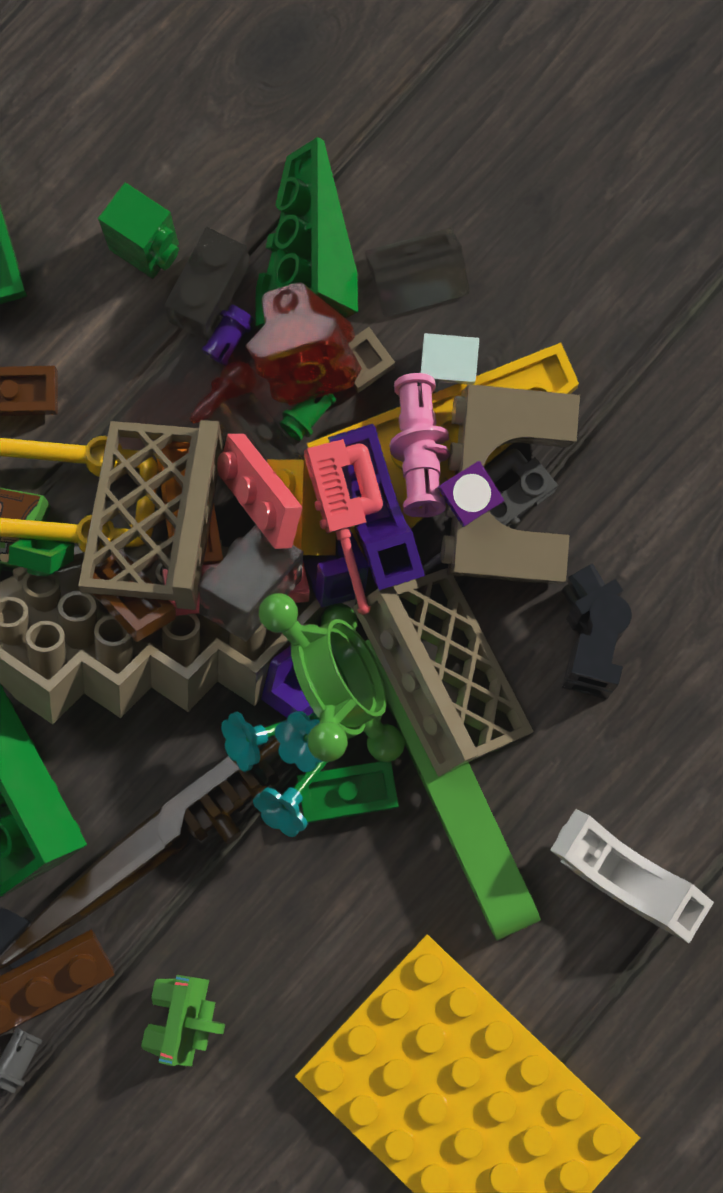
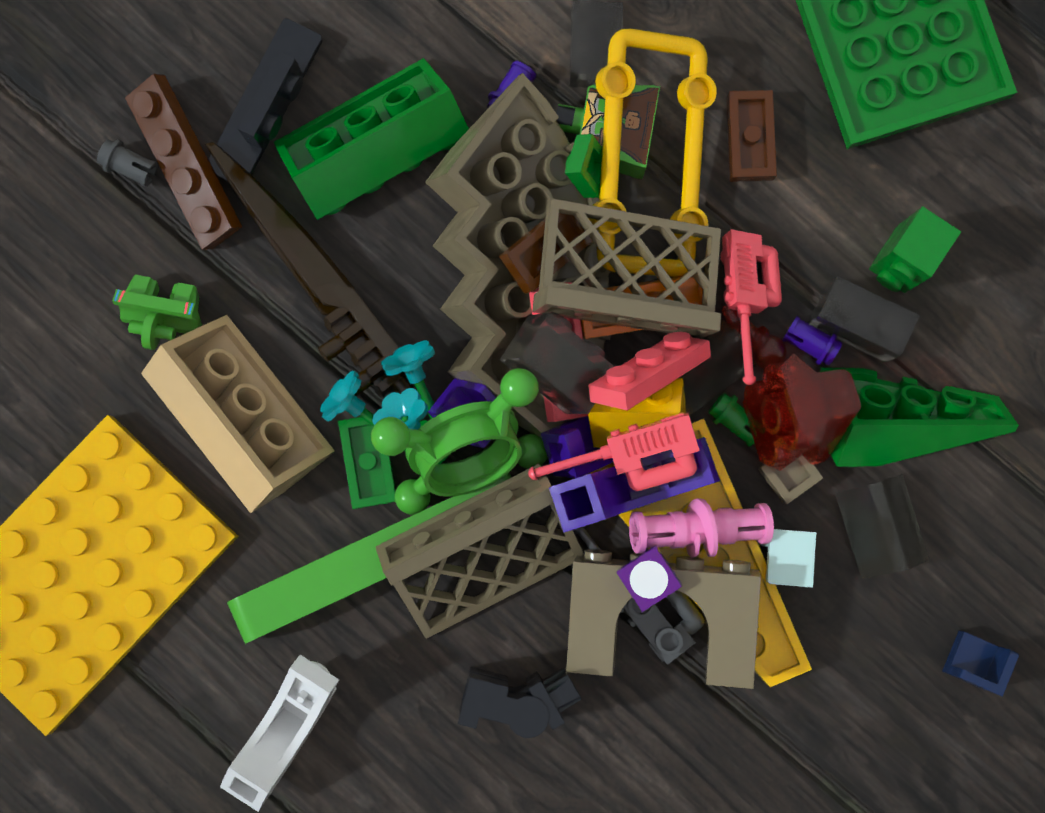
camera: 90 degrees right, 5 degrees up
(175, 402) = (743, 291): none -> coral piece
(293, 932) = (236, 411): none -> tan slope
(553, 181) = (980, 663): none -> dark blue panel

